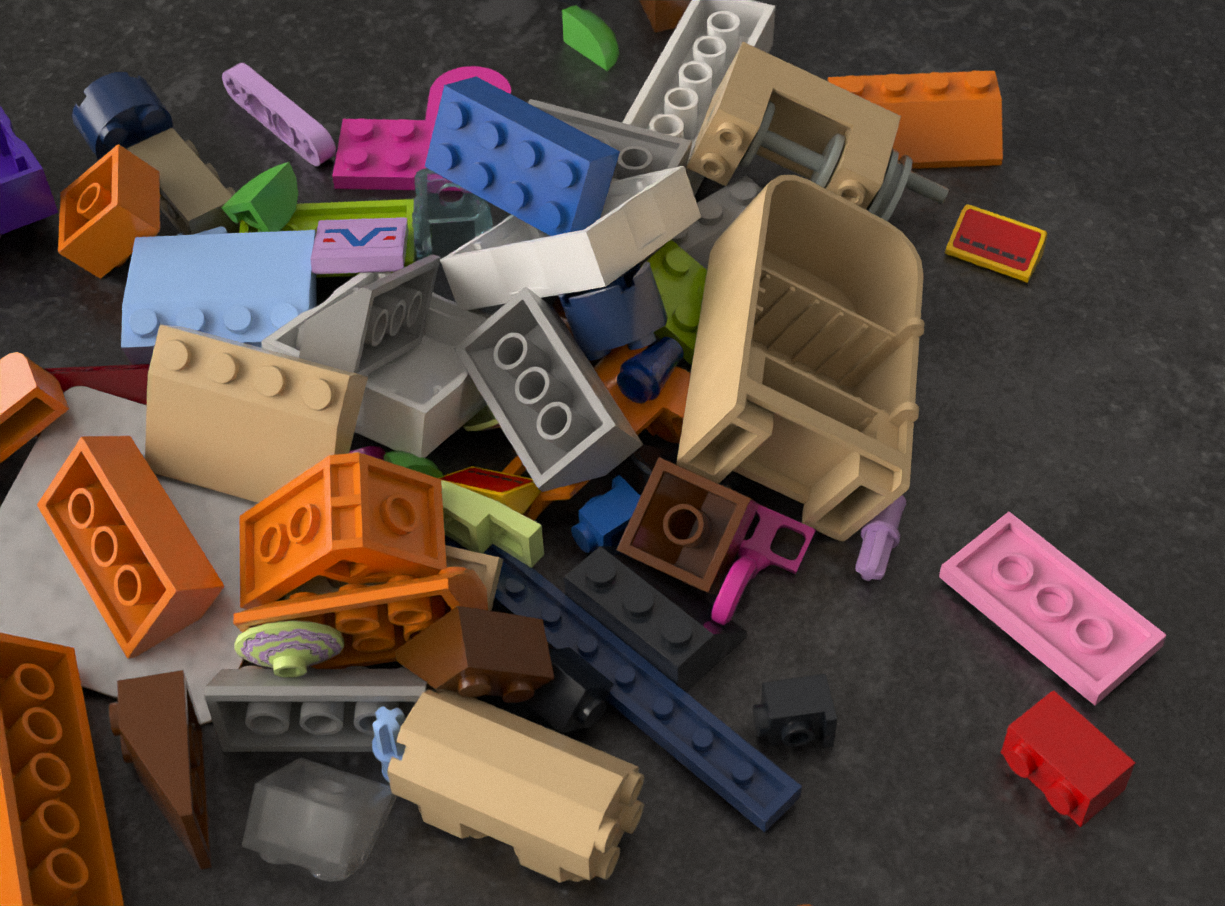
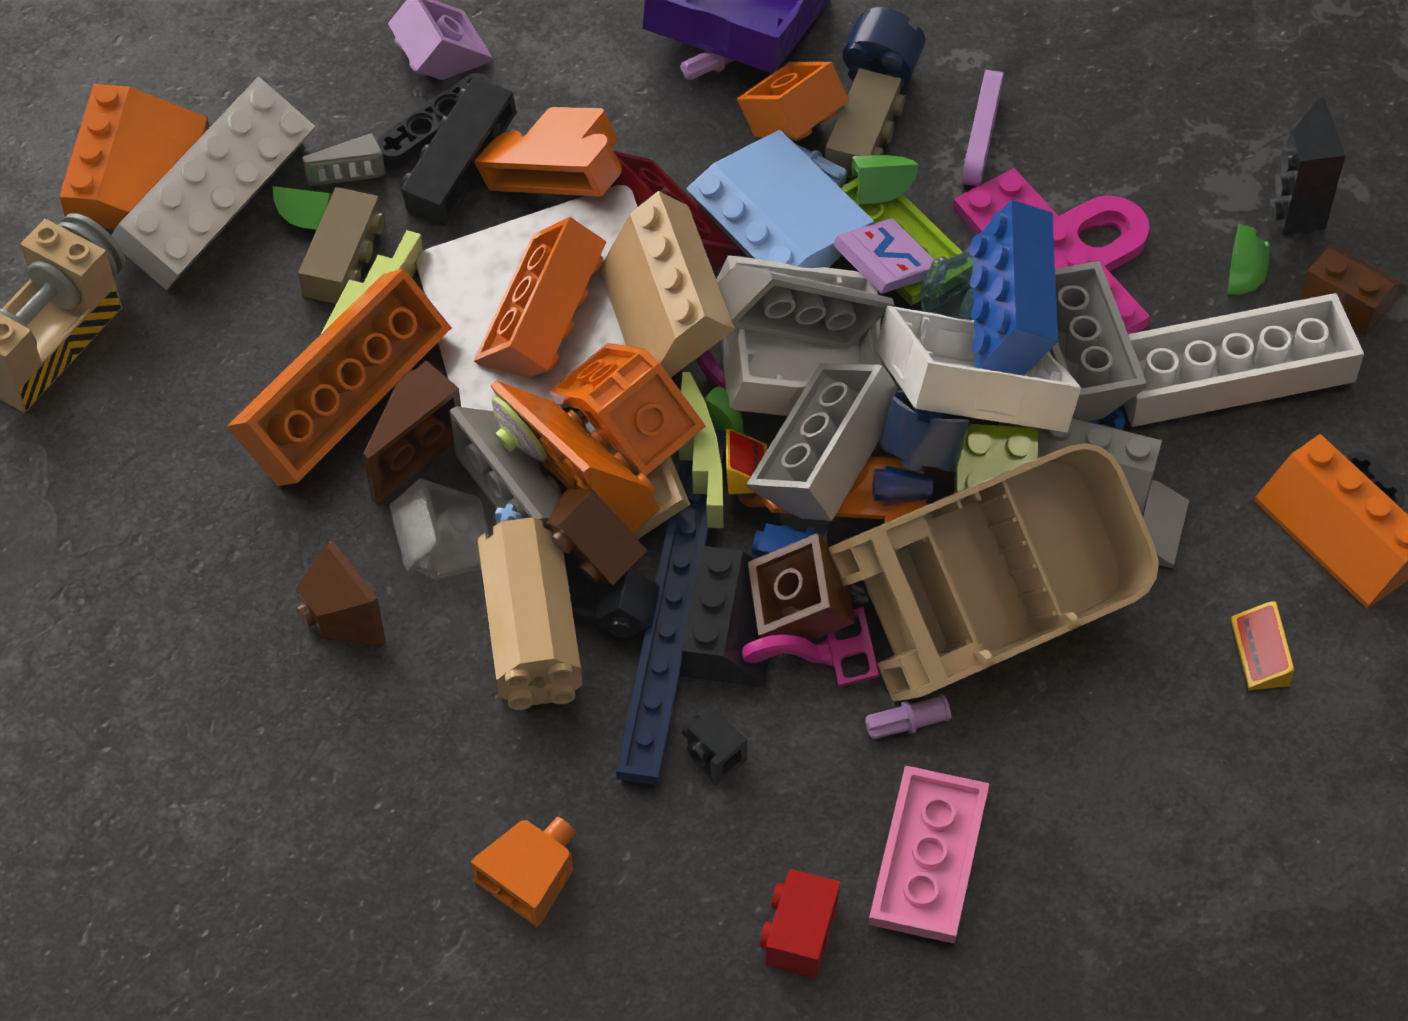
camera: 55 degrees right, 5 degrees up
(807, 128) = (1231, 453): tan piece -> none

